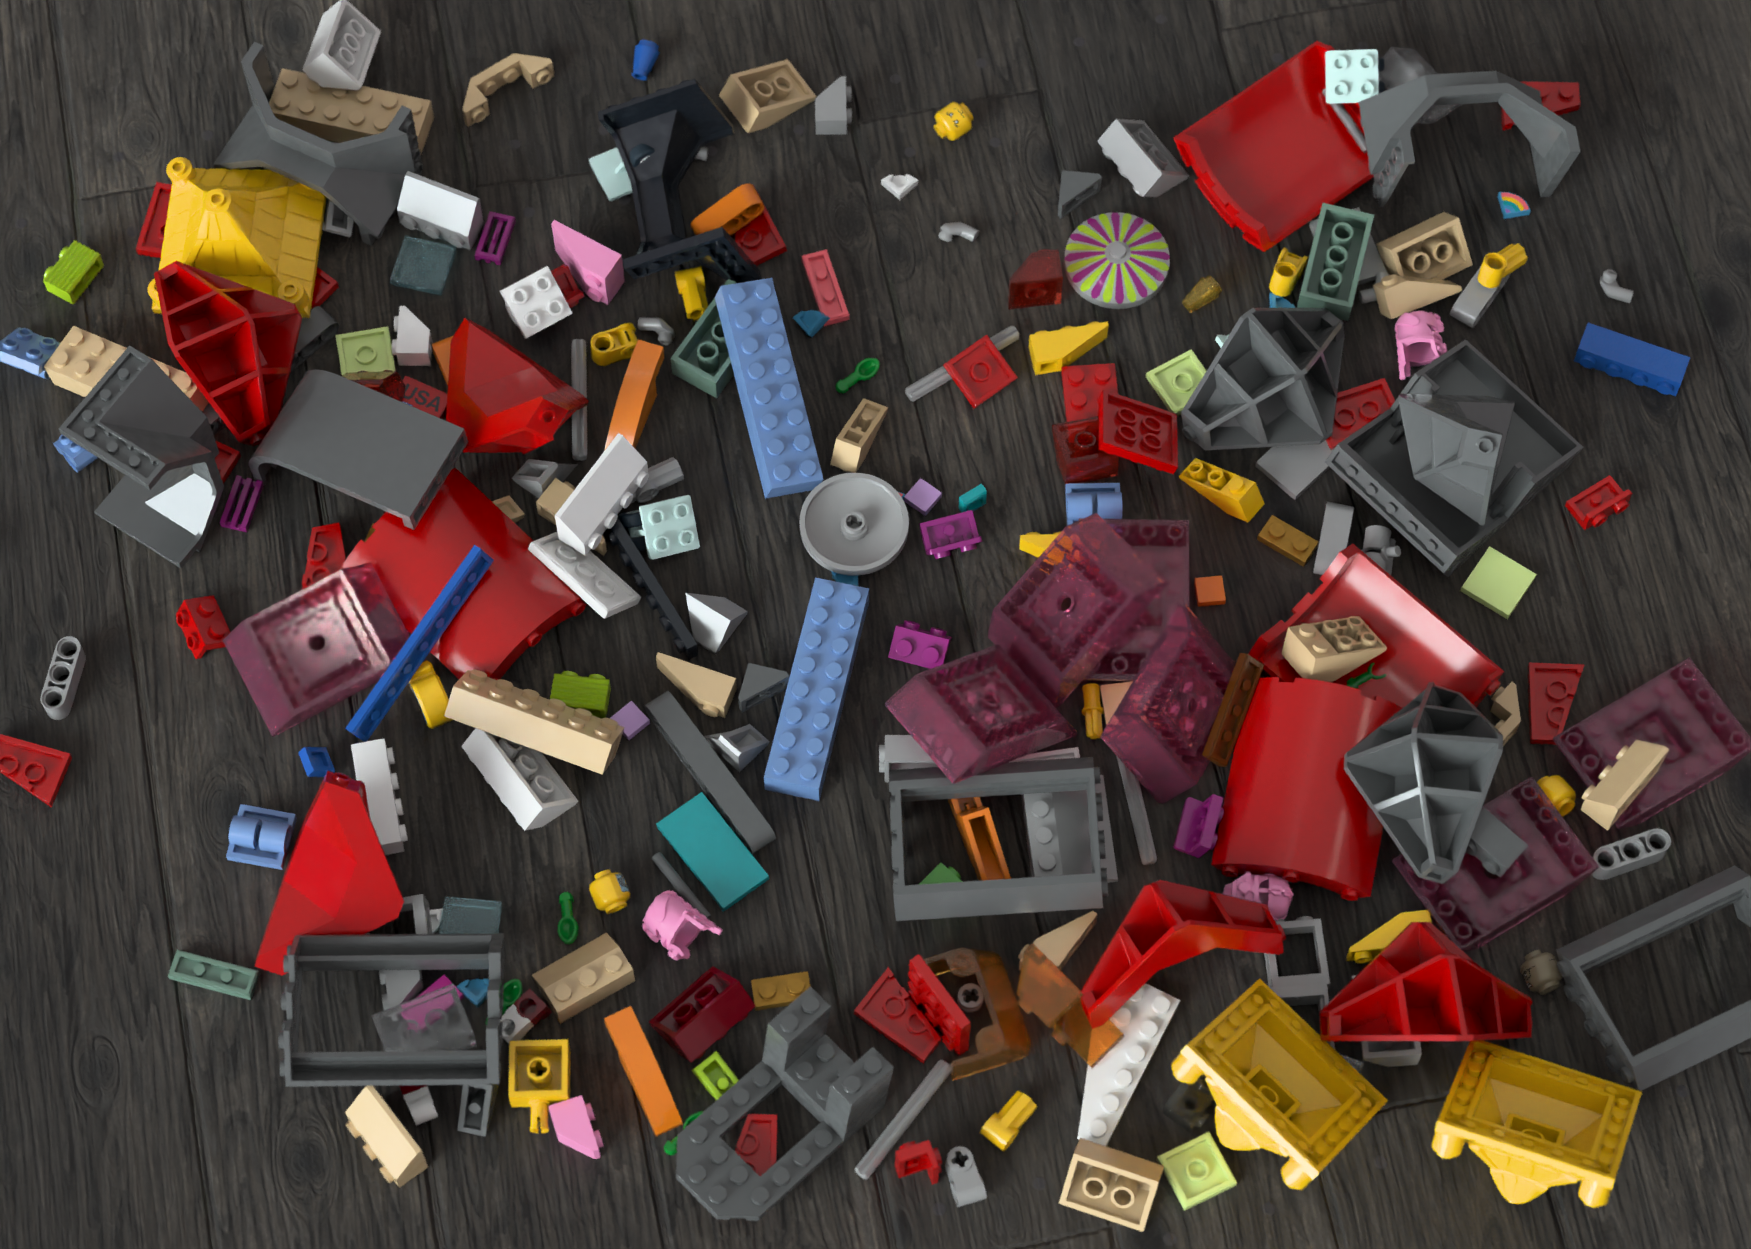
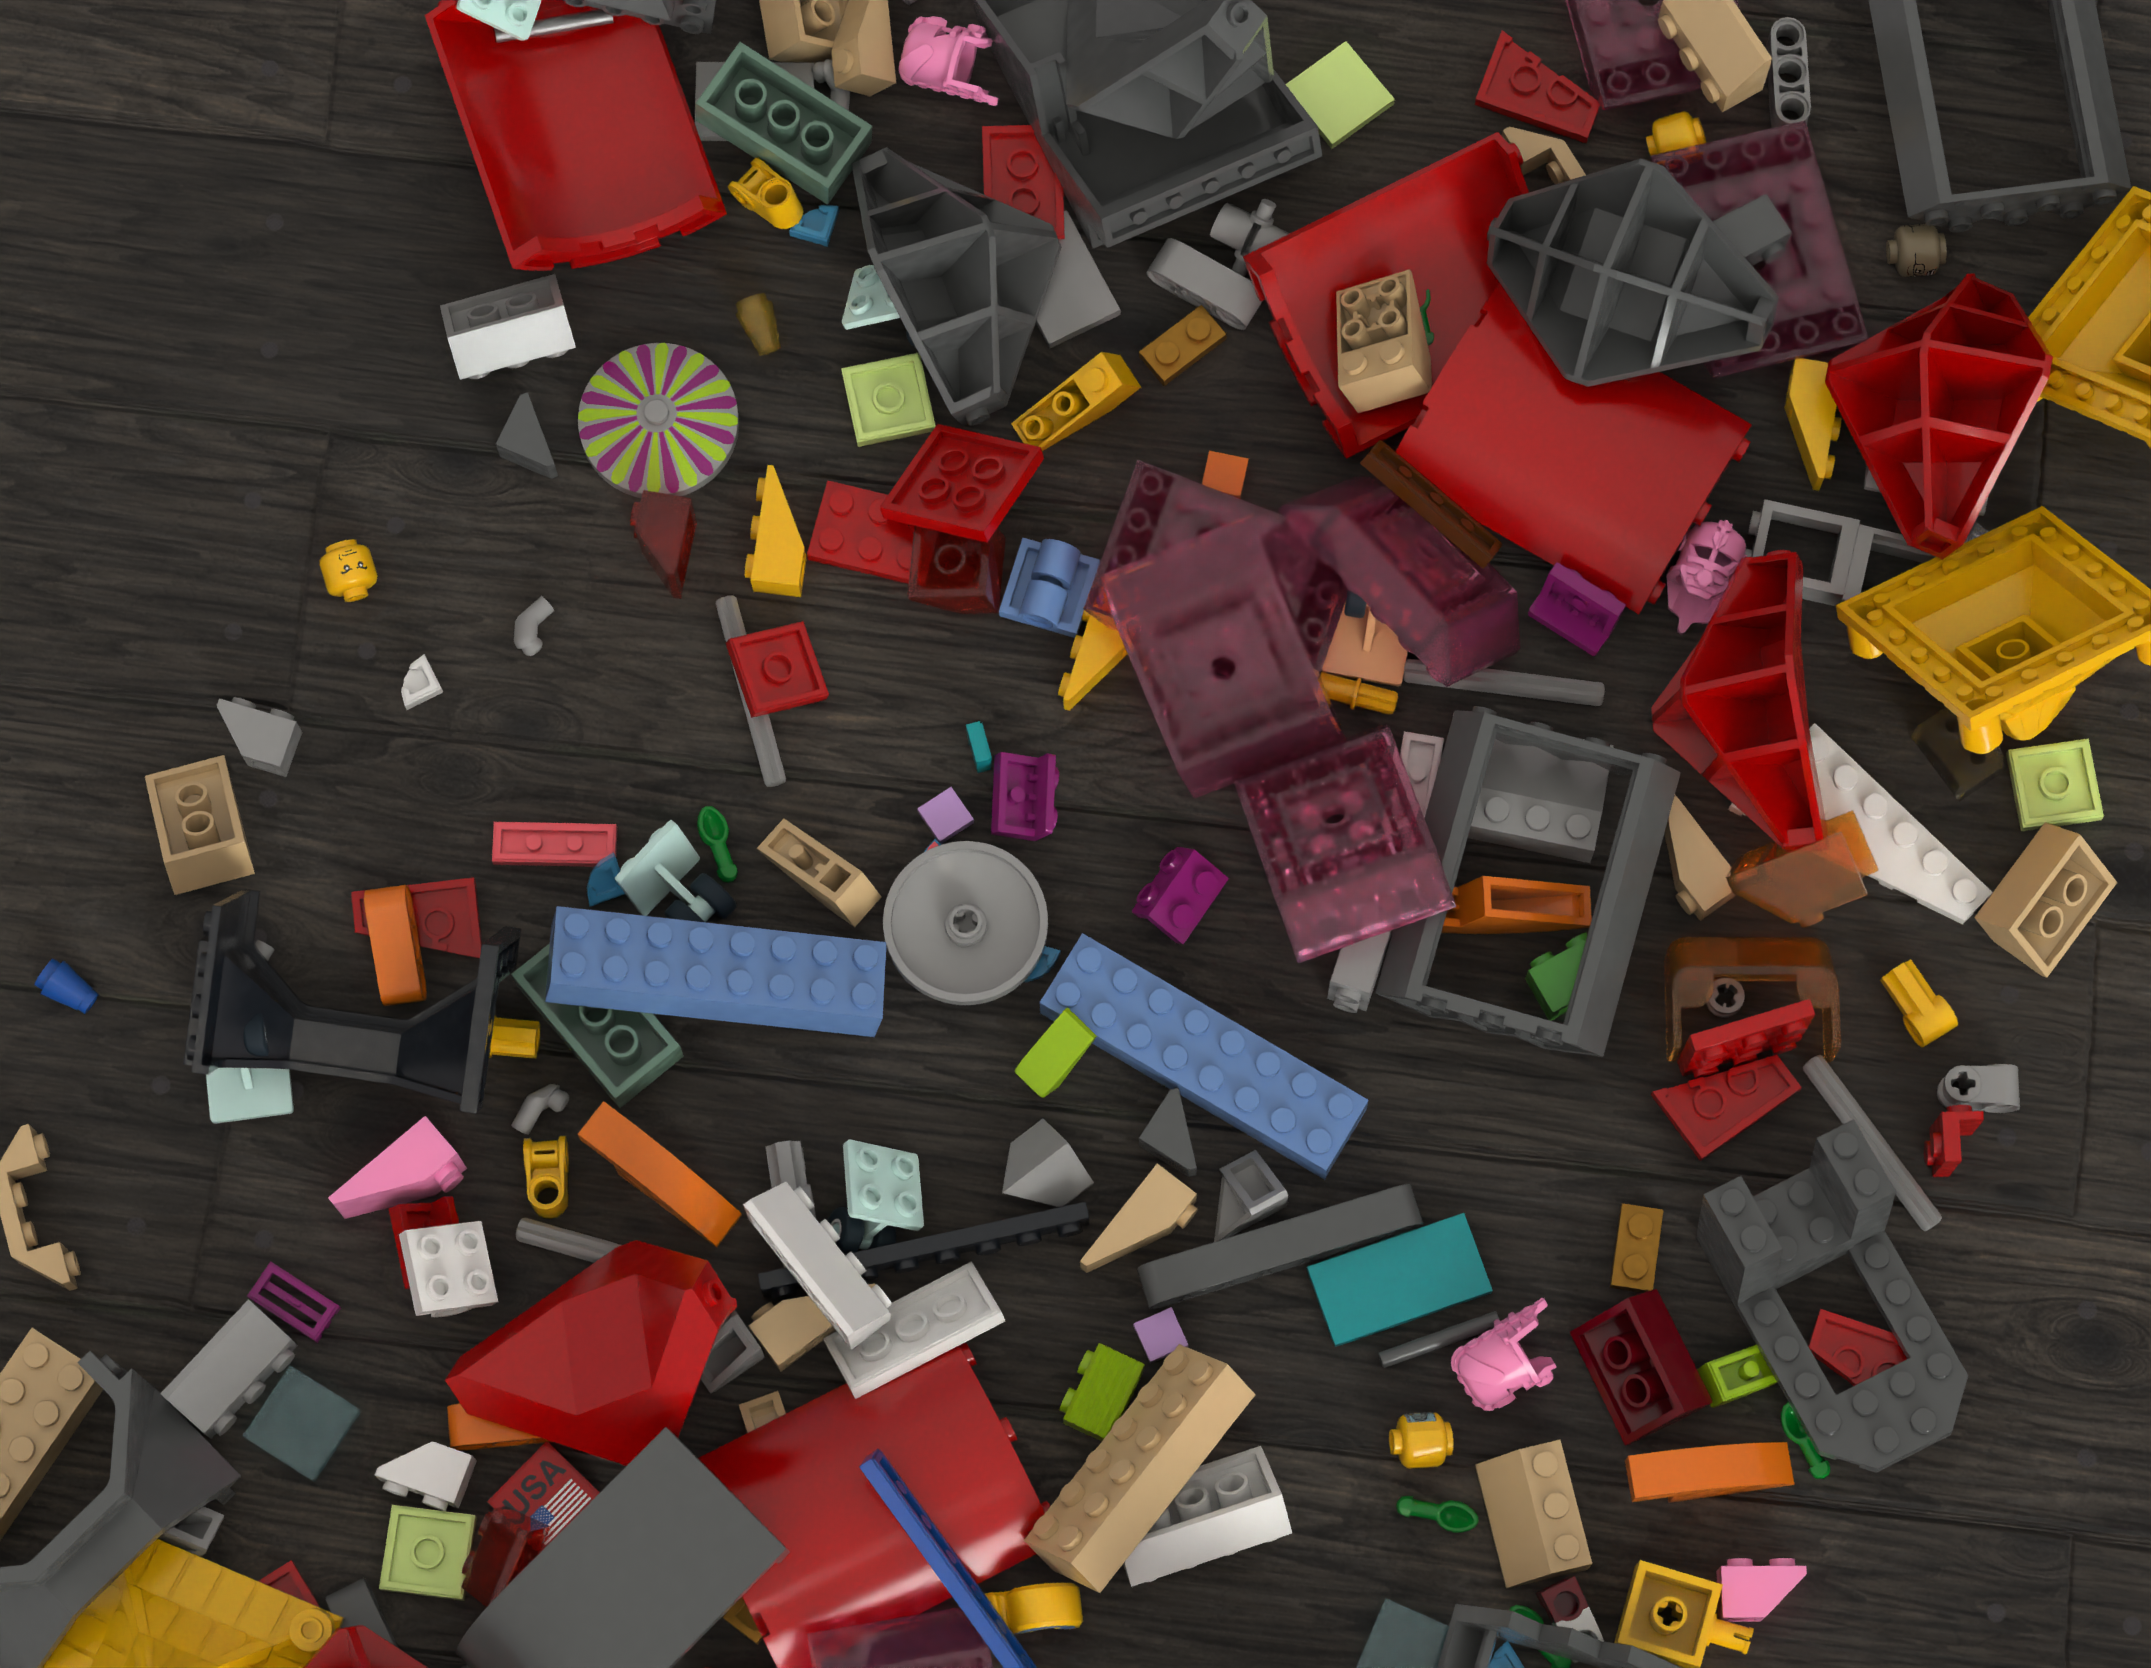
camera: 70 degrees left, 10 degrees up
(786, 599) = (1055, 1054): none -> lime slope
(825, 343) = (658, 871): none -> light aqua plate

